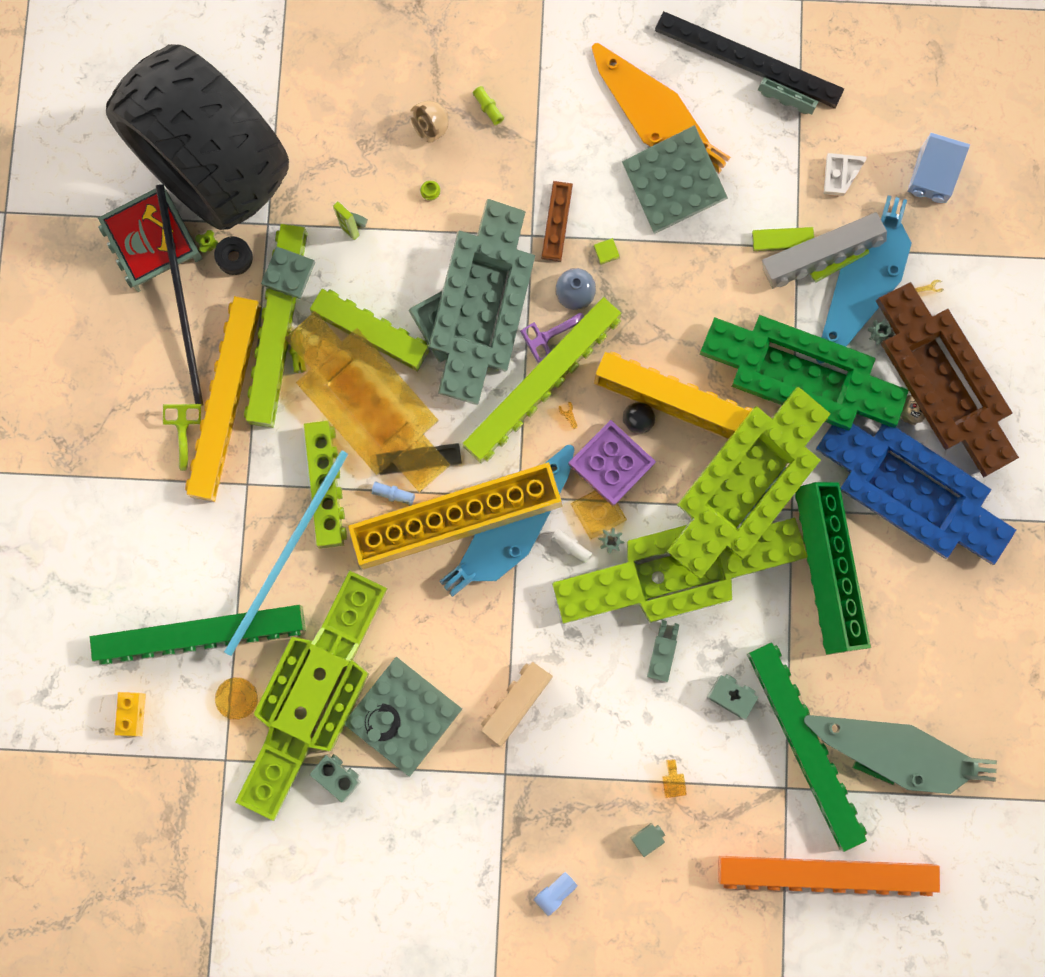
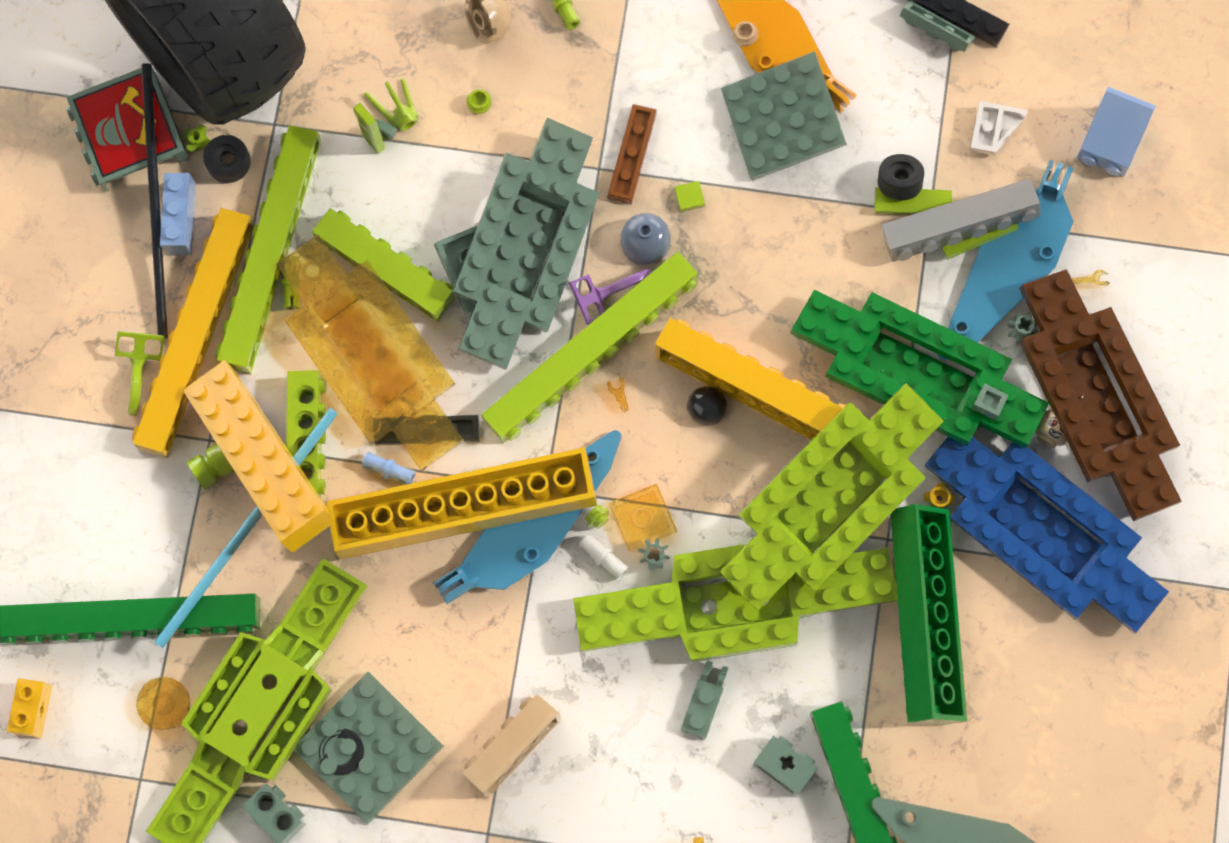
camera: 10 degrees right, 5 degrees down
(199, 304) = (177, 214): none -> light blue brick
(251, 505) = (210, 466): none -> lime wheel
(288, 272) = (290, 185): sand green plate -> none
(289, 495) = (259, 456): none -> yellow brick
(372, 208) = (404, 116): none -> lime plant
(563, 515) = (597, 517): none -> lime plate
(611, 463) = (665, 458): medium lavender plate -> none
(637, 116) = (745, 33): none -> tan plate
(774, 210) = (900, 165): none -> black tyre
(829, 467) = (939, 490): none -> yellow plate
(864, 394) = (990, 402): none -> sand green plate

